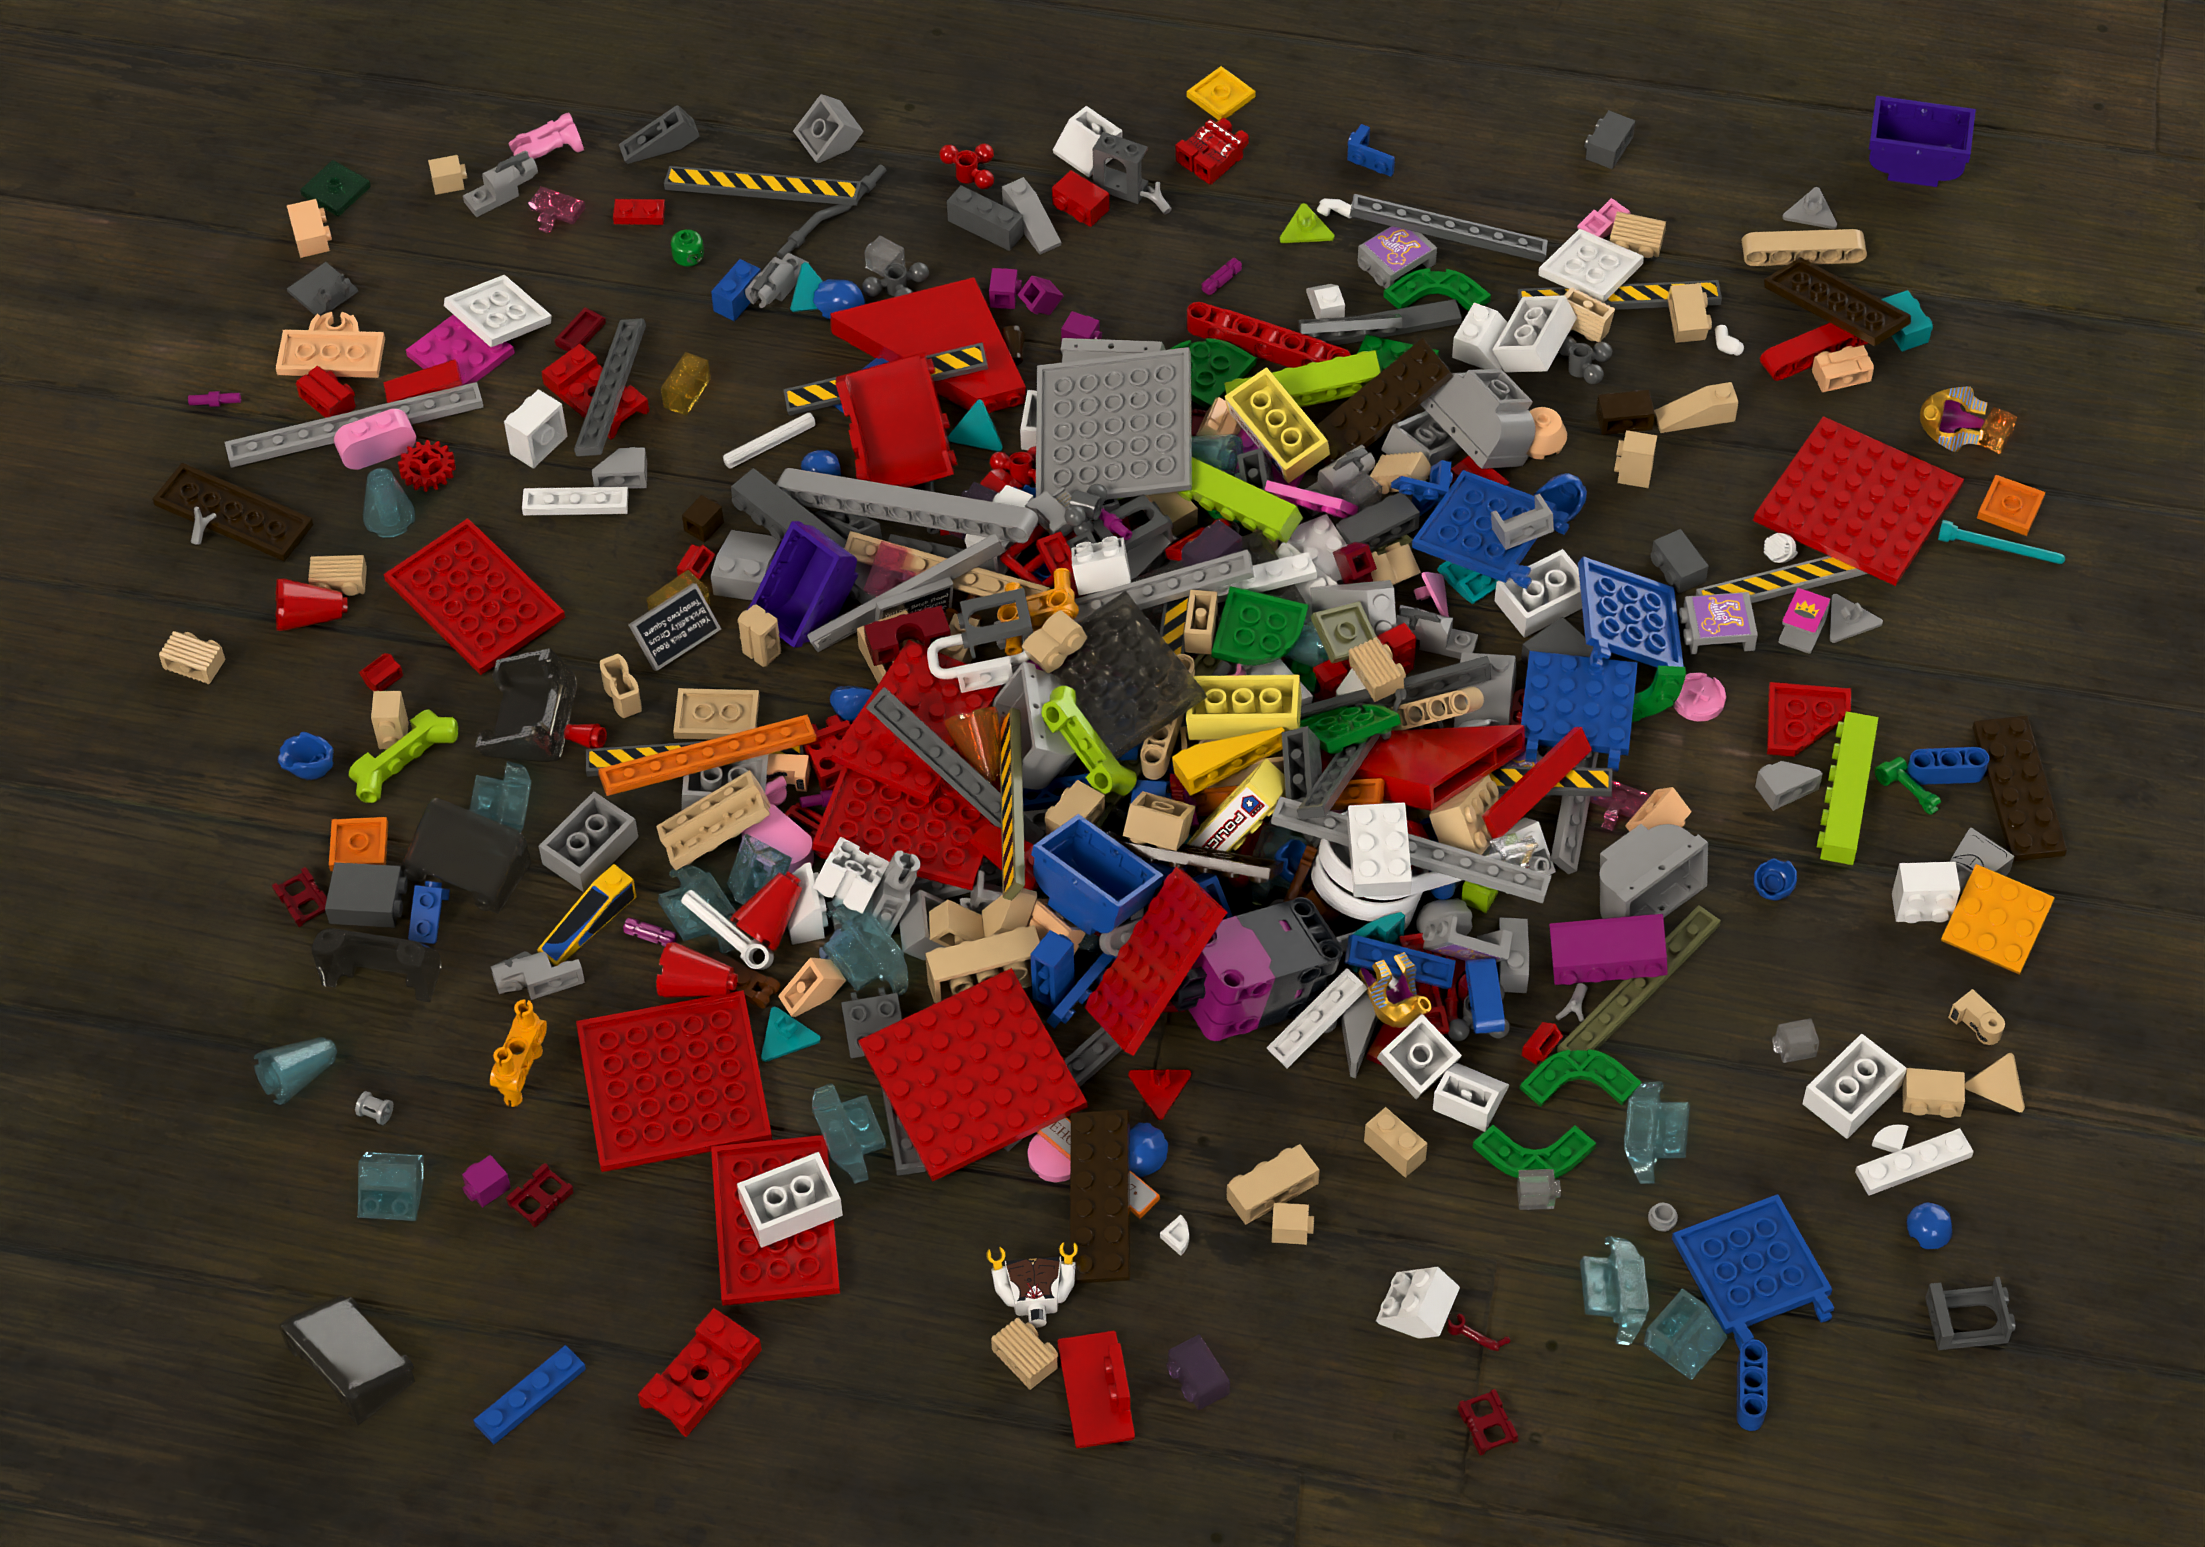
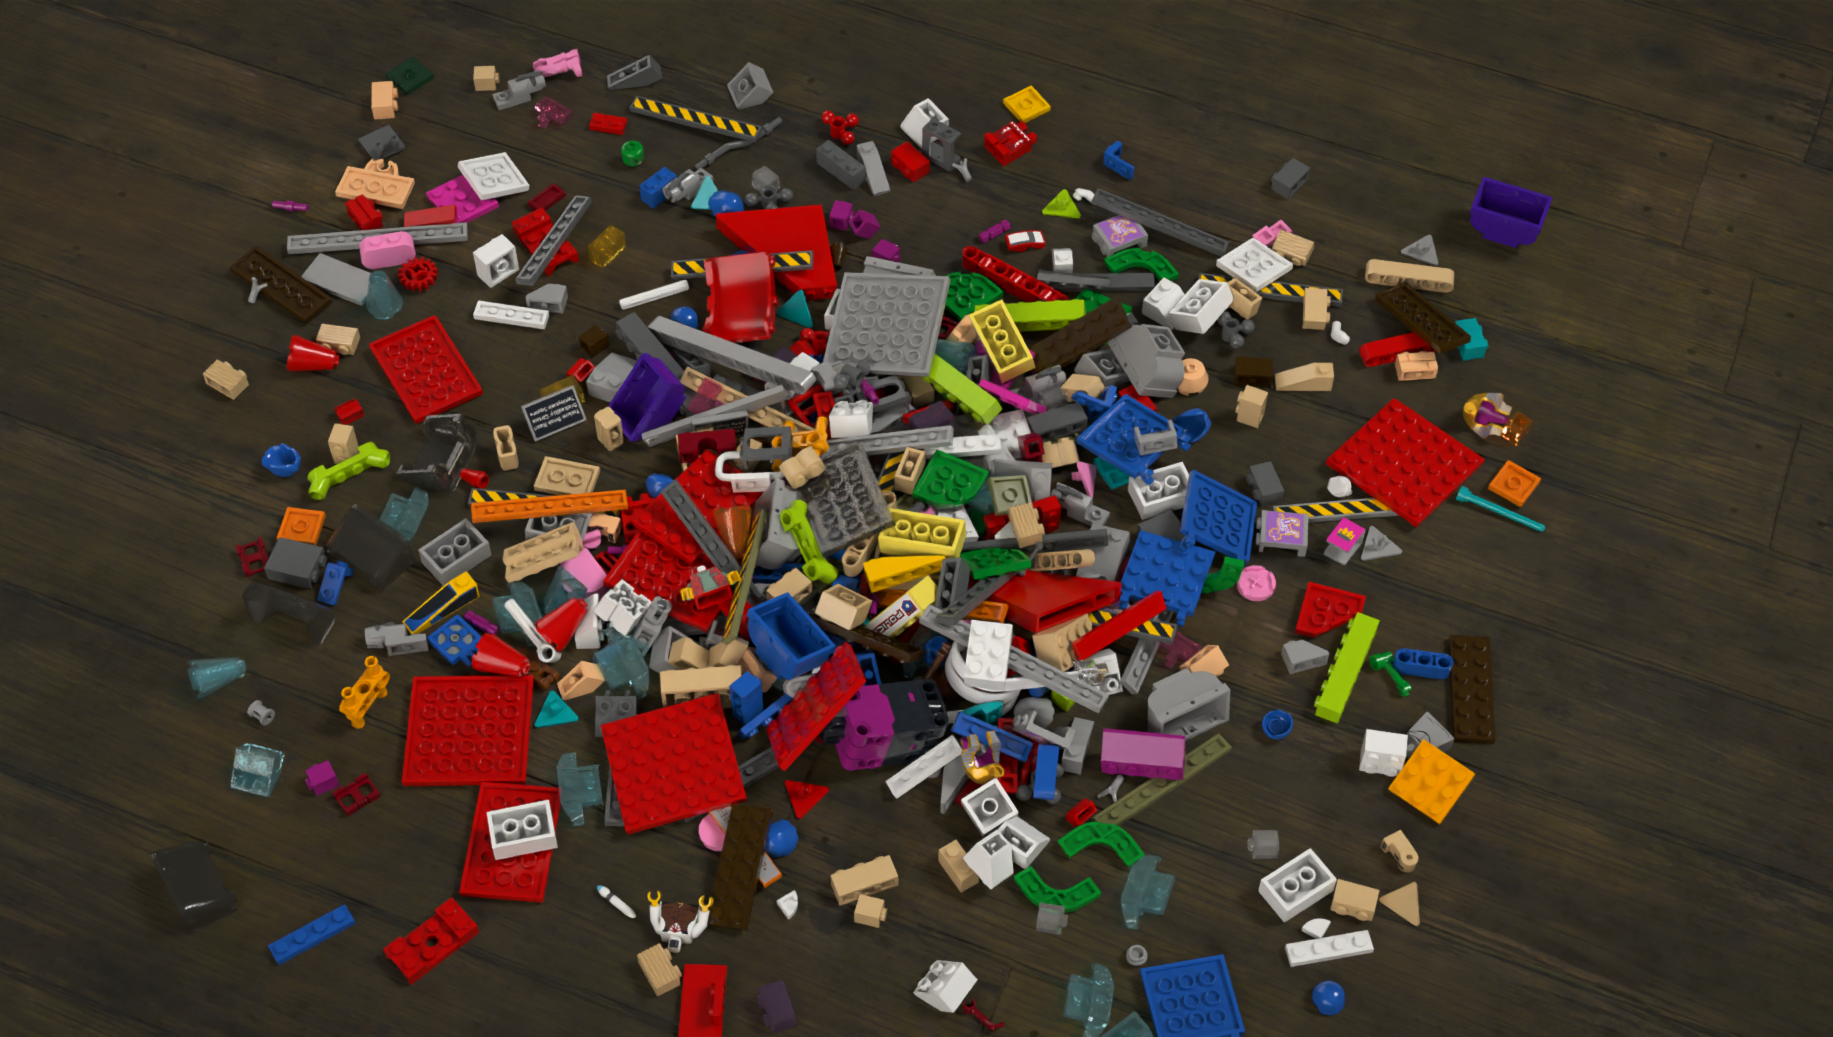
camera: 10 degrees right, 0 degrees up
(316, 490) = (338, 279): none -> light grey tile
(623, 963) = (455, 641): none -> blue piece
(923, 1265) = (605, 892): none -> white piece
(966, 825) = (709, 587): none -> torso
(1263, 282) = (1021, 240): none -> slope
(1441, 1124) = (991, 859): none -> white slope

